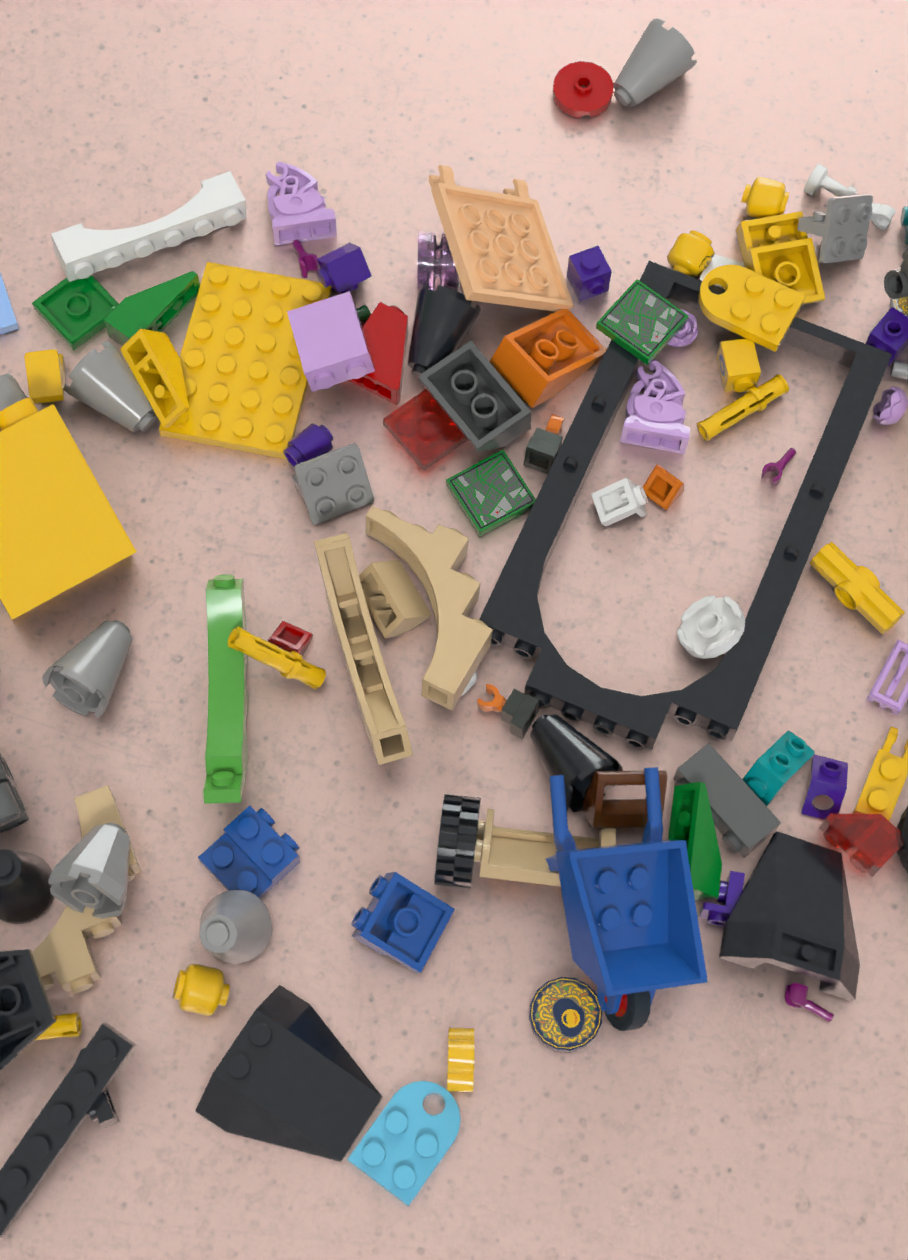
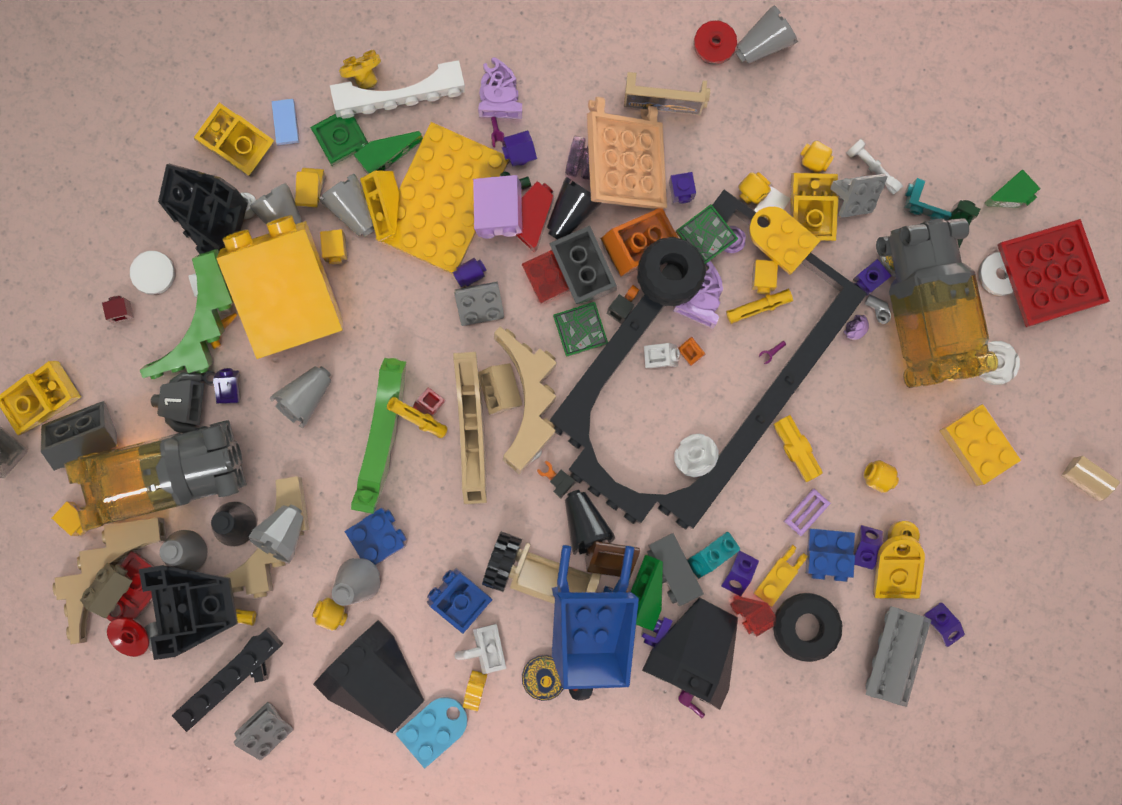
camera: 15 degrees right, 15 degrees up
(93, 213) = (361, 69): none -> yellow plate
(98, 448) = (333, 246): none -> yellow brick
(128, 1208) = (262, 732): none -> light grey bracket
(465, 986) = (488, 649): none -> white plate
(538, 163) = (665, 99): none -> panel
(602, 395) = (676, 252): none -> black tyre

